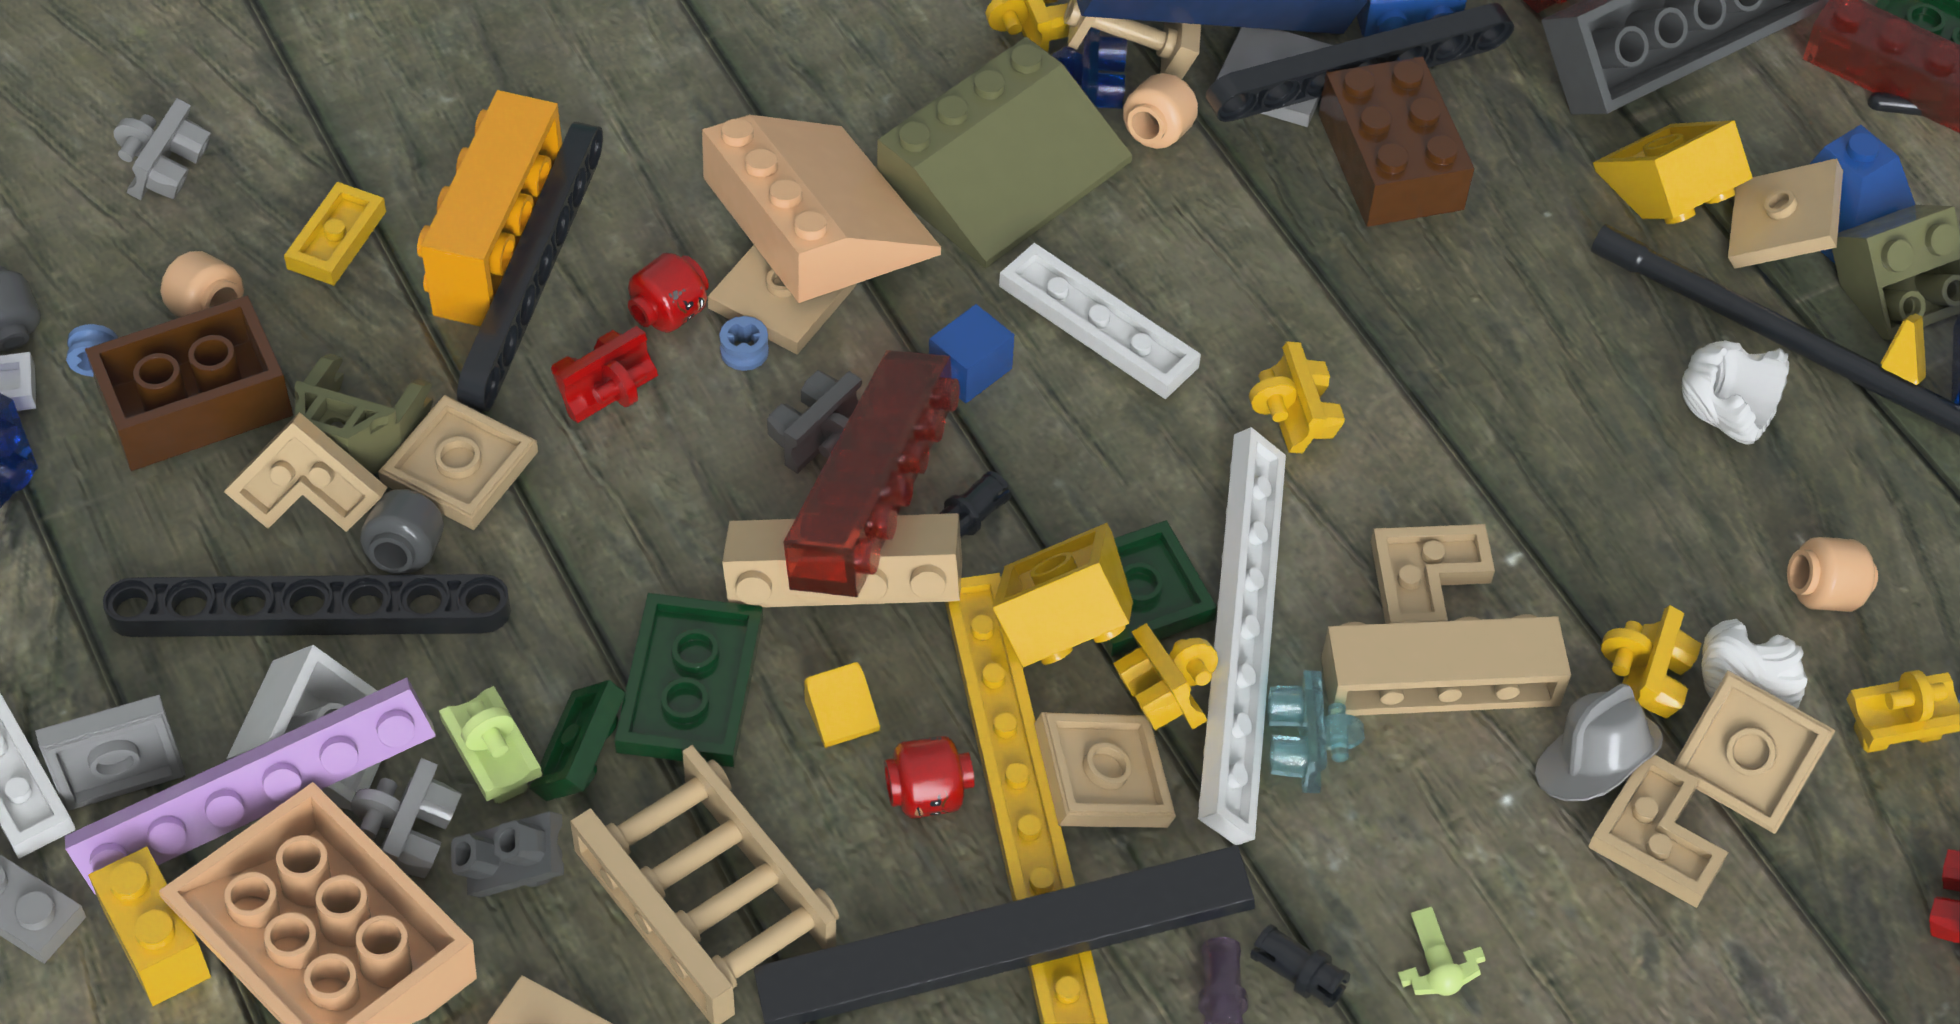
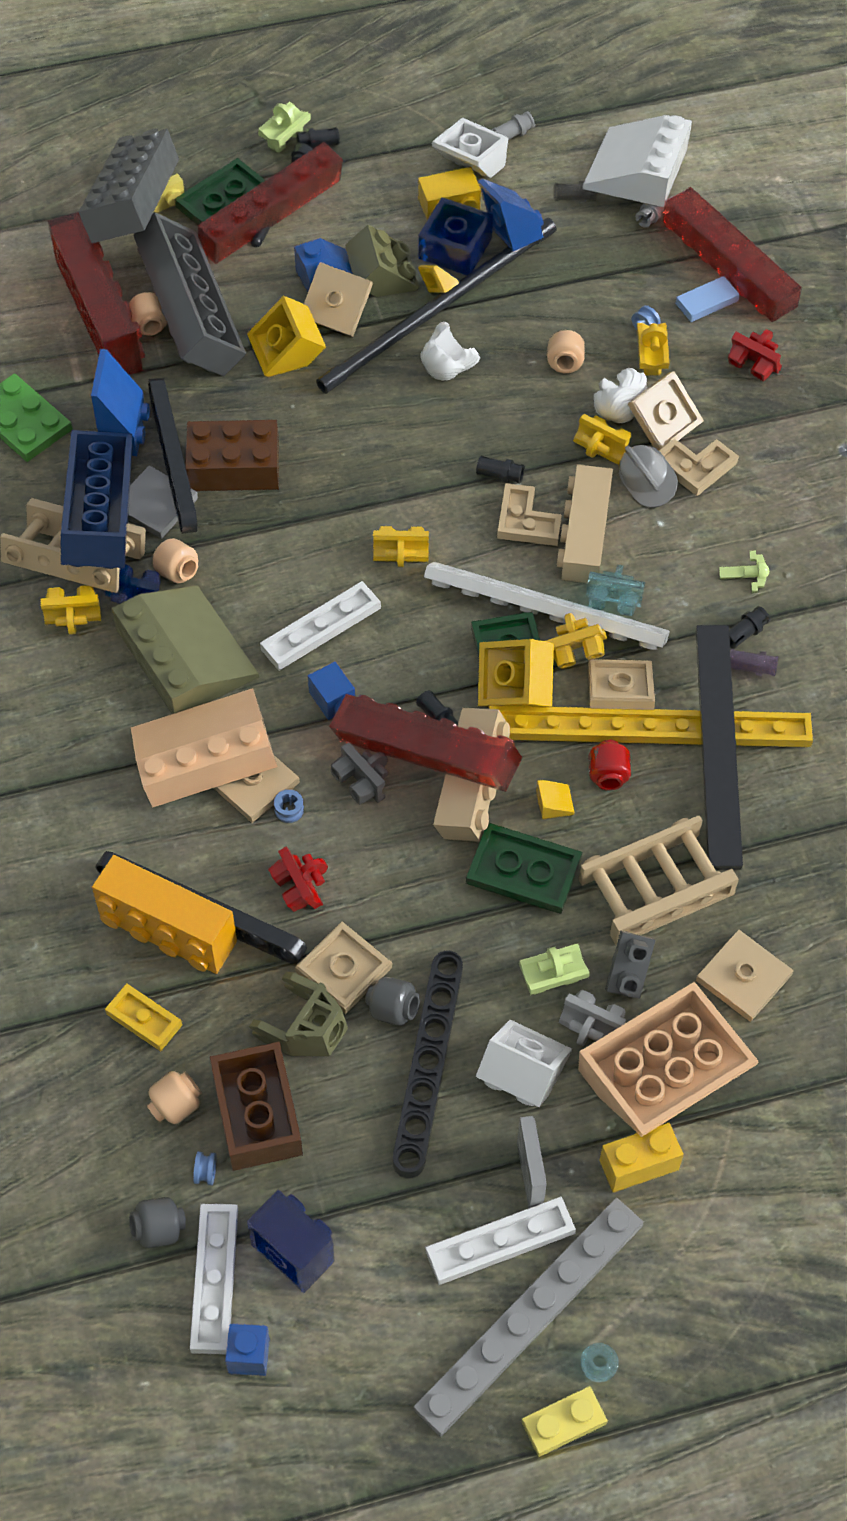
camera: 75 degrees left, 5 degrees up
(153, 167) = (41, 1117): light grey hips -> none
(256, 781) = (574, 1100): lavender plate -> none
(306, 464) = (345, 1041): tan plate -> none
(578, 740) = (554, 926): dark green plate -> none
(667, 292) = (243, 837): red head -> none
(1520, 525) = (504, 470): none -> black pin

